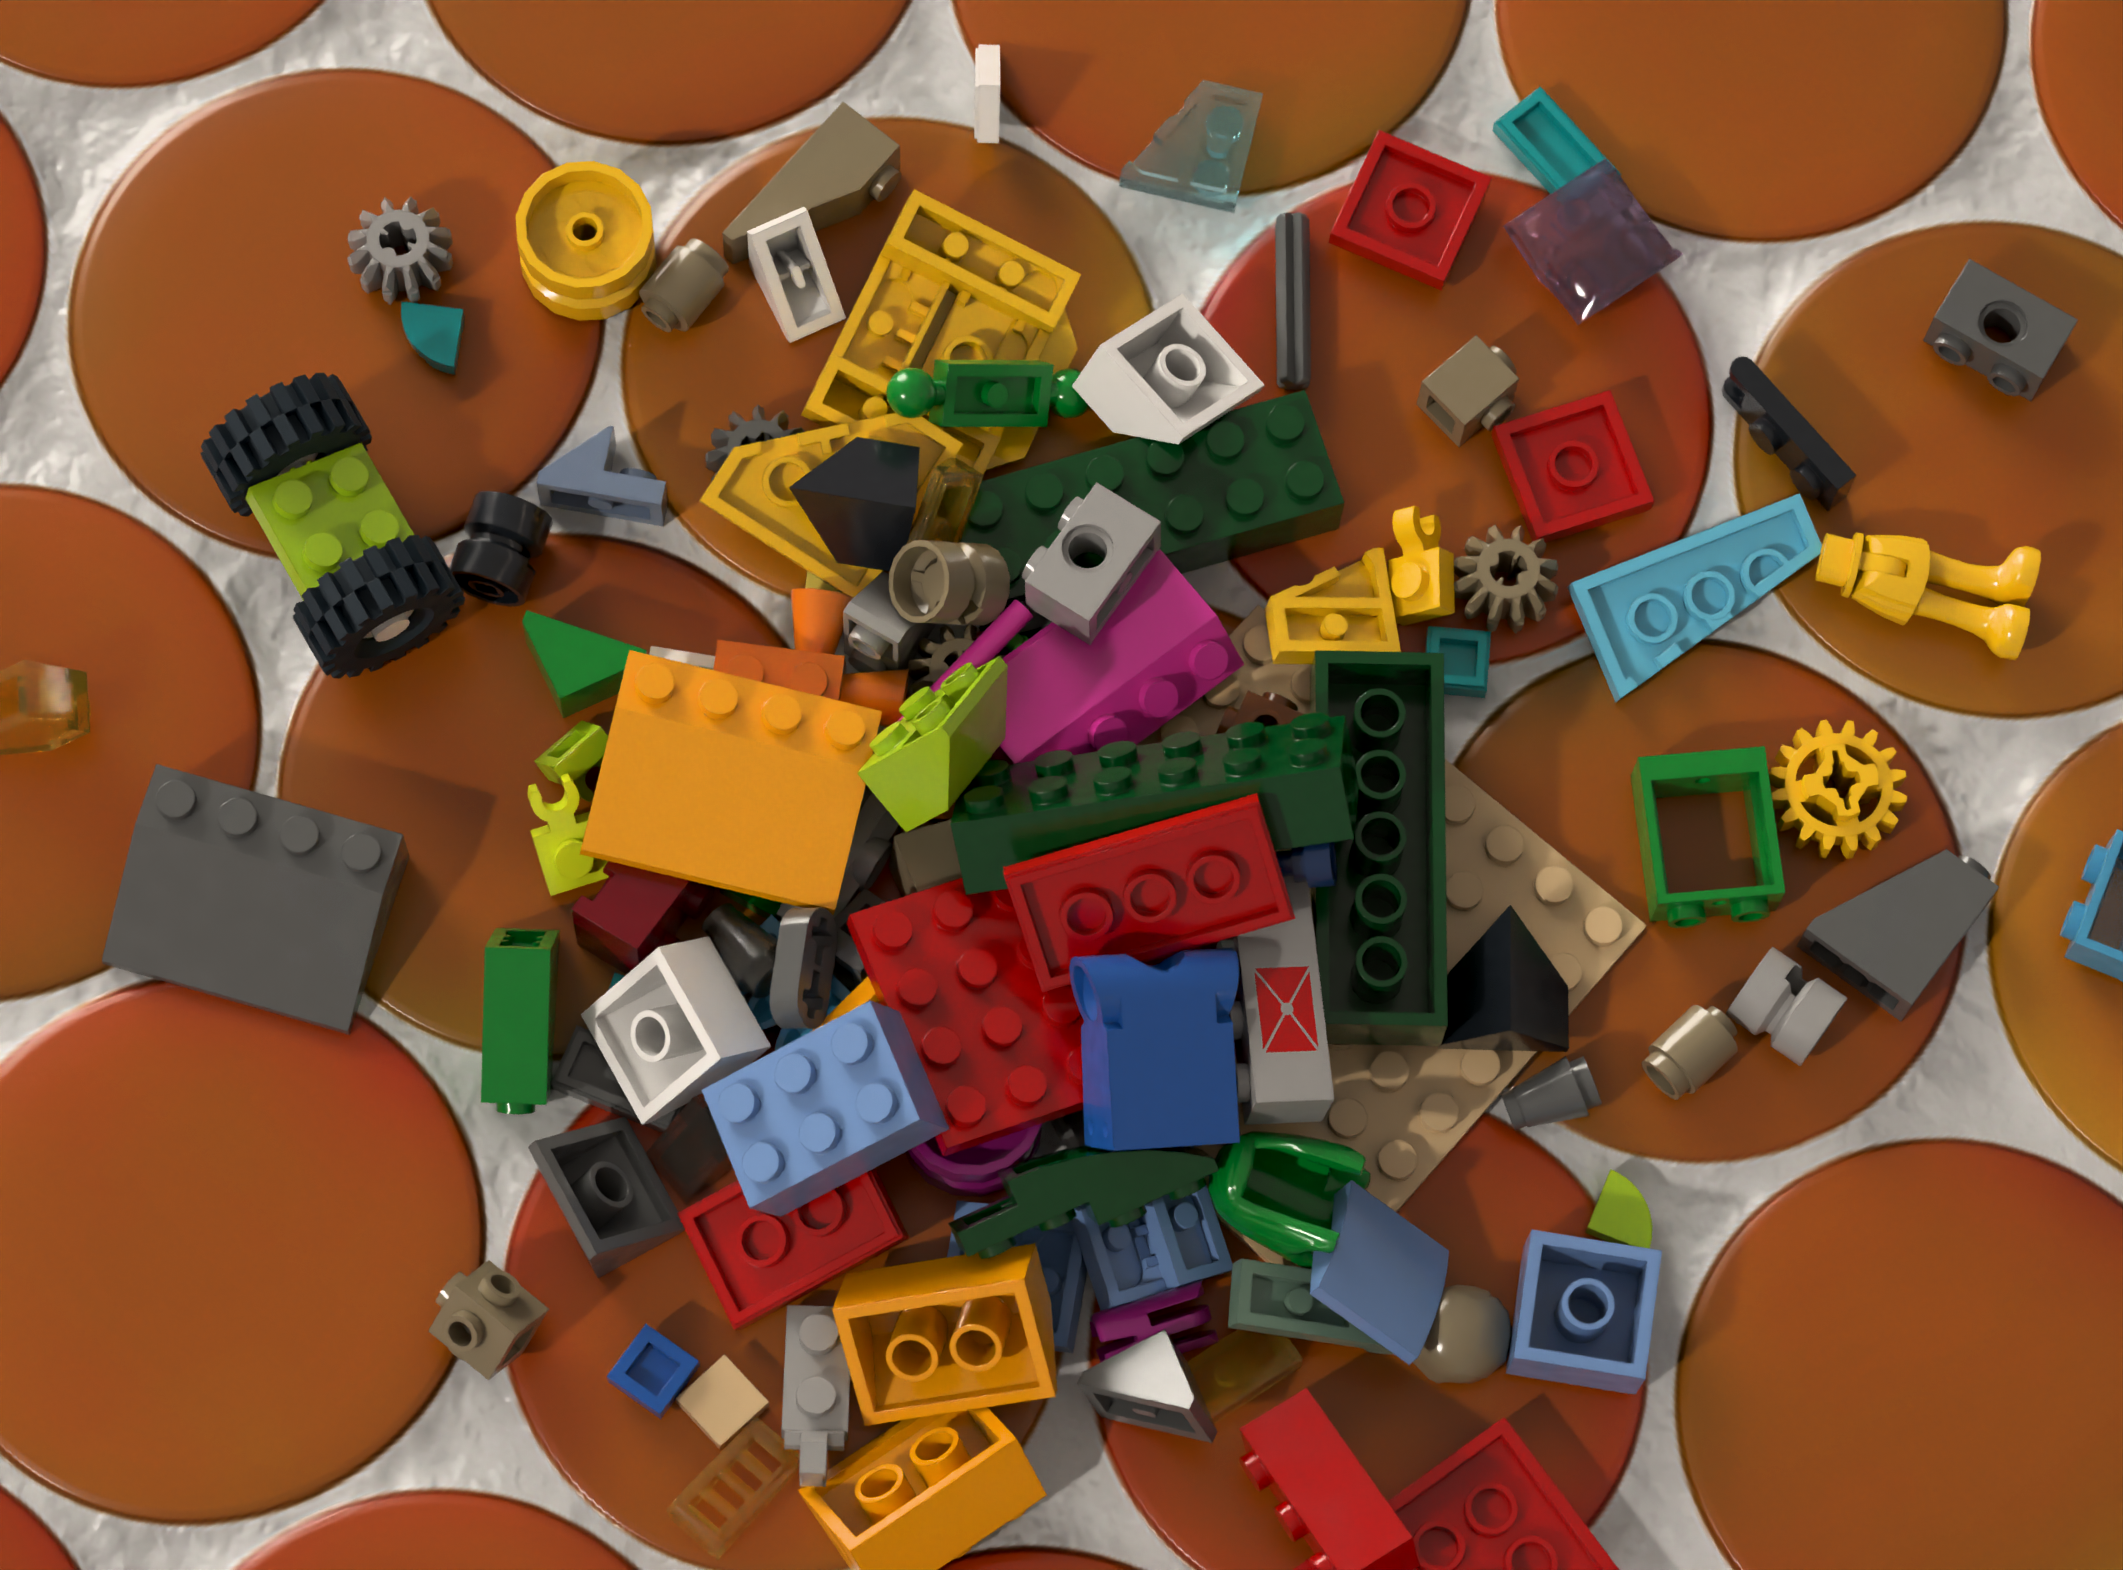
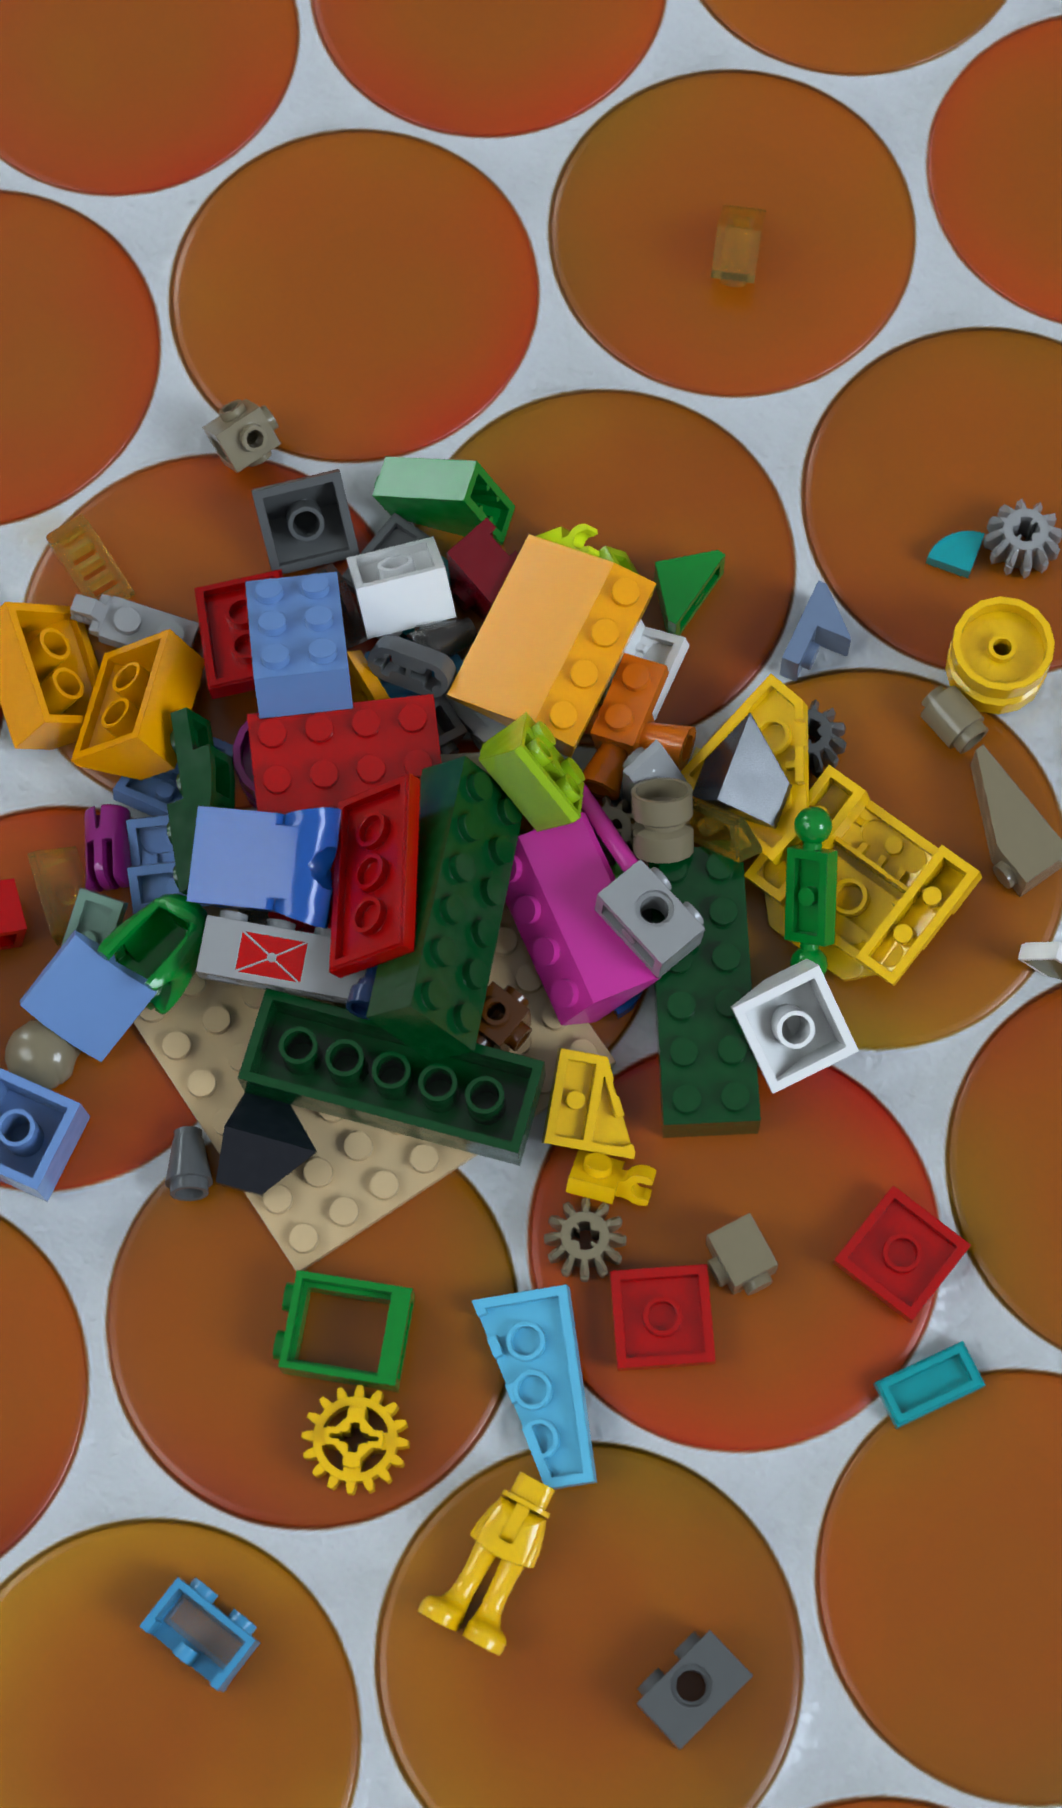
camera: 115 degrees right, 0 degrees up
(254, 899) = (573, 360): dark grey slope -> none
(333, 524) = (816, 440): black plate -> none
(502, 540) = (780, 554): black wheel -> none
(653, 1371) = (181, 532): blue plate -> none
(722, 1402) = (149, 572): tan tile -> none
(794, 274) = (944, 794): white slope -> none
(1150, 1389) = (59, 835): dark grey slope -> none
(1200, 150) = (986, 1112): clear light blue wing -> none
(1293, 301) = (848, 1148): dark grey axle -> none
(1464, 659) = (534, 1191): teal tile -> none
(1590, 241) = (840, 1384): slope -> none
(1621, 1214) = (90, 1191): lime tile -> none
(1691, 1051) = (189, 1271): dark tan brick -> none
(1782, 430) = (652, 1485): black hinge -> none
(1786, 1006) = (181, 1354): light grey wheel -> none
(1902, 929) = (233, 1457): dark grey slope -> none

